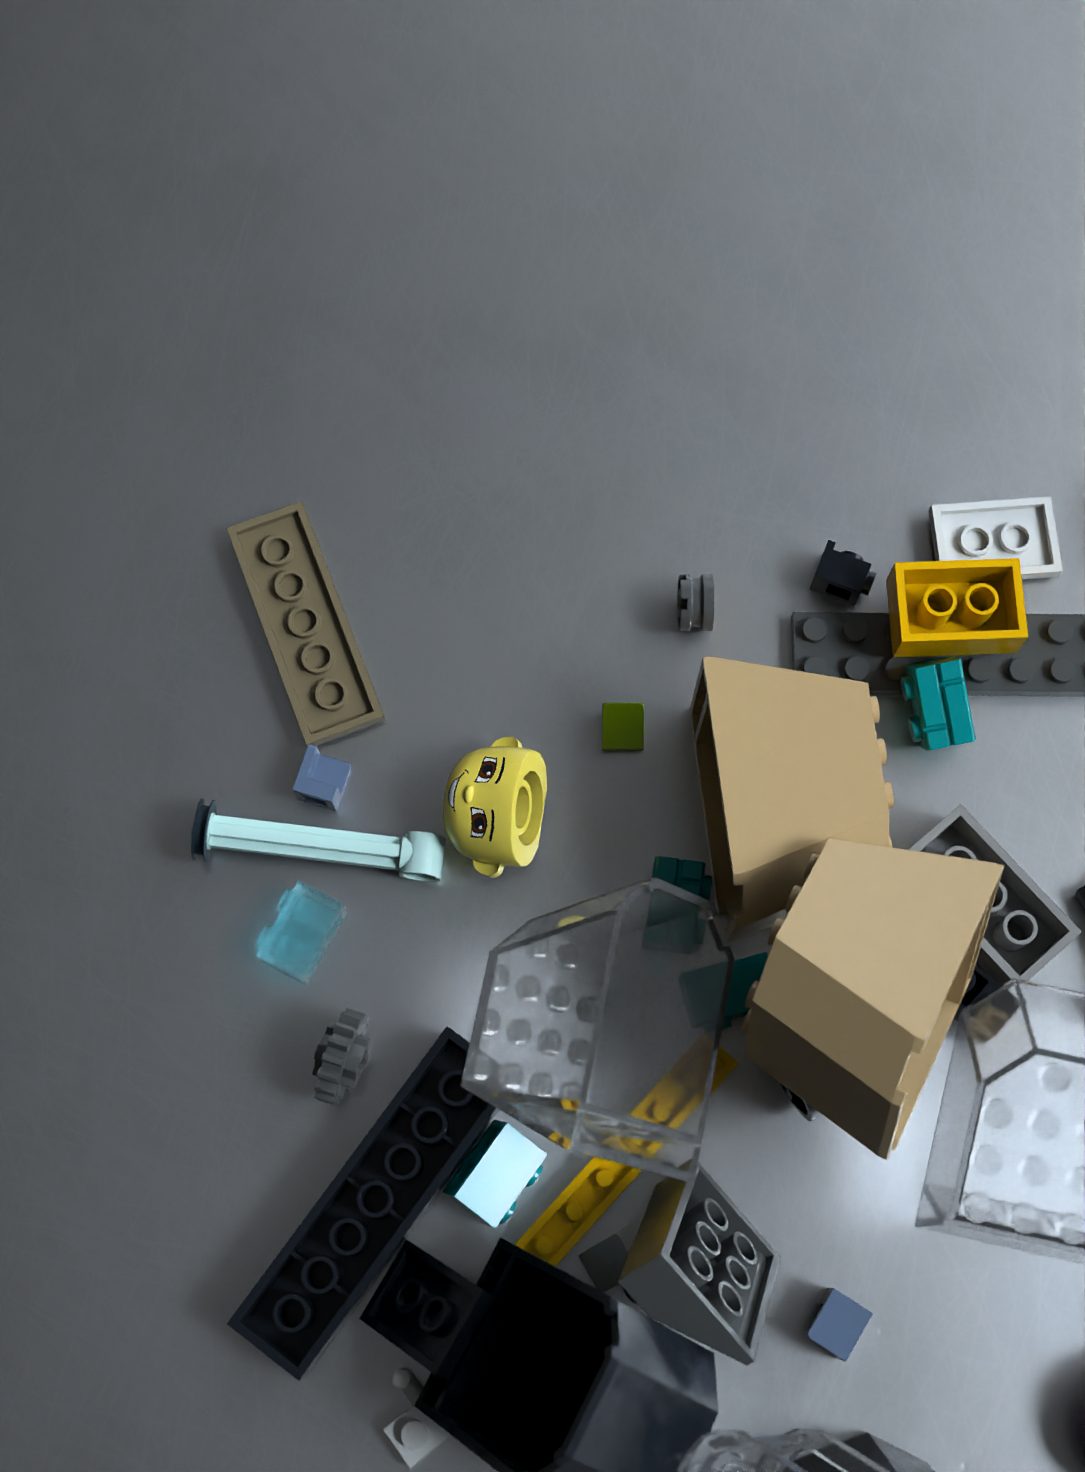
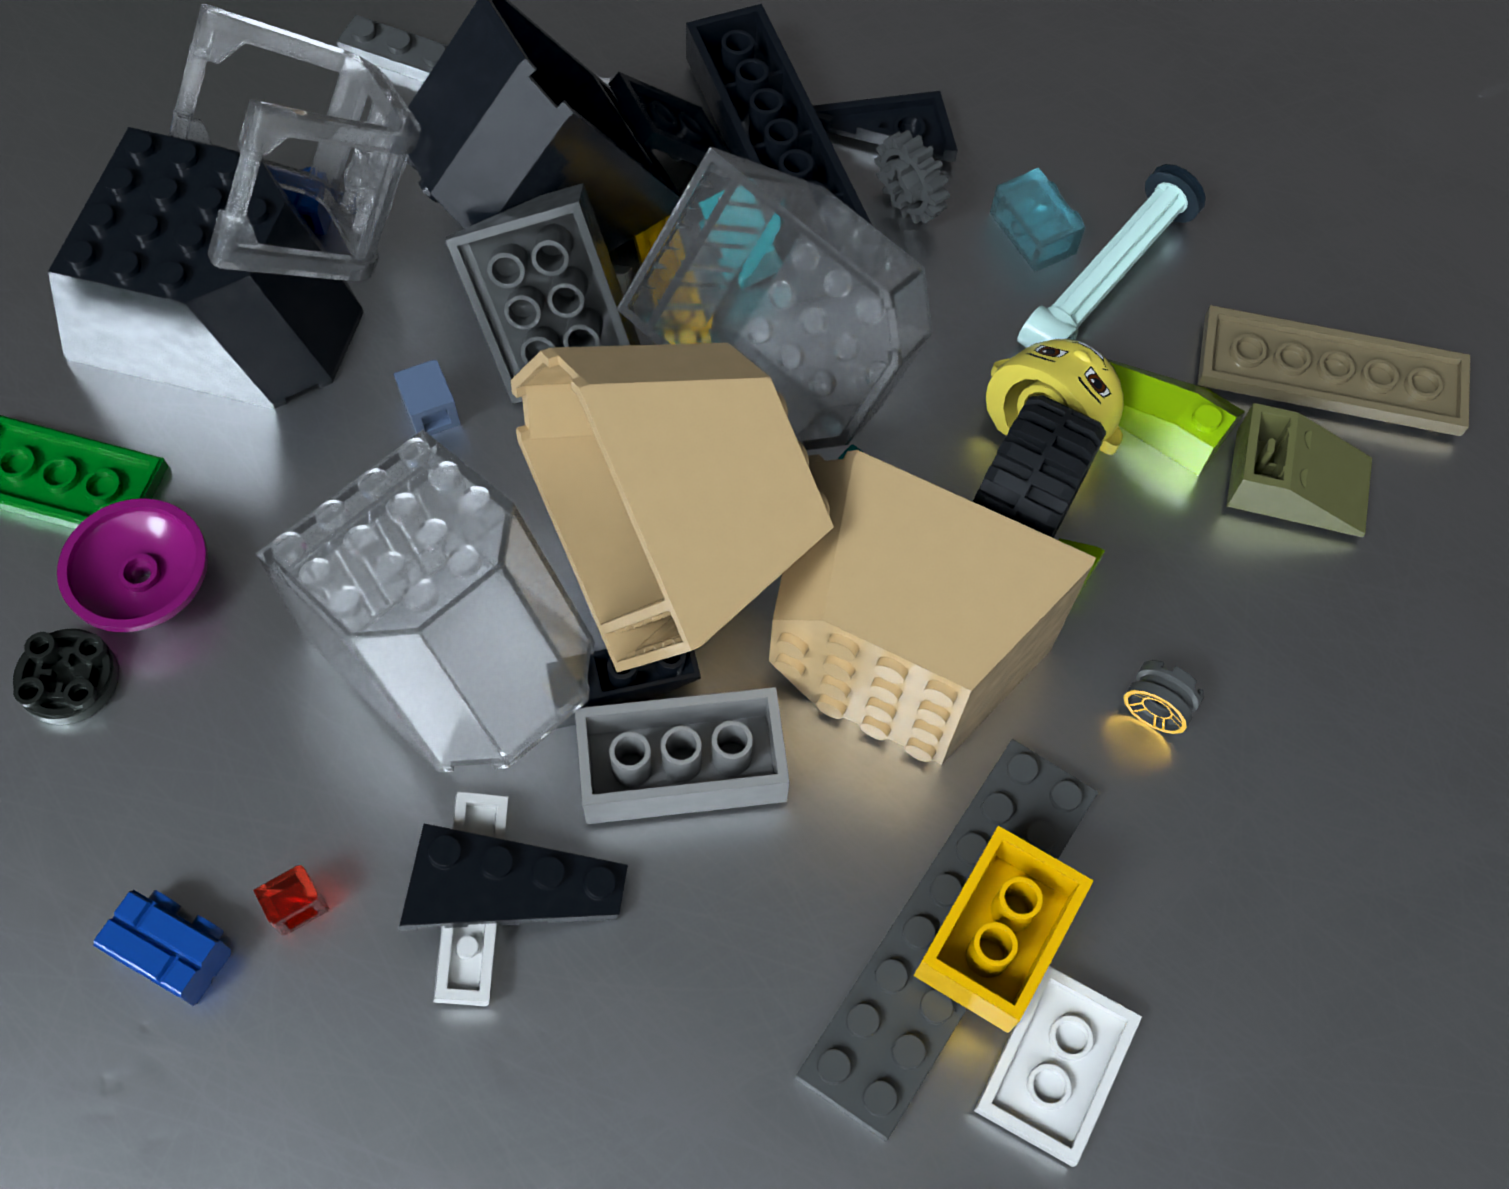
camera: 120 degrees right, 10 degrees down
(261, 1118) = (882, 117): none -> black wing
(321, 779) = (1170, 303): sand blue panel -> none
(426, 730) = (1175, 416): none -> lime wedge
(431, 601) = (1299, 472): none -> olive slope
(620, 765) = (1041, 464): none -> black tyre
(842, 575) = (1116, 864): black brick -> none
(938, 703) = (909, 852): teal brick -> none

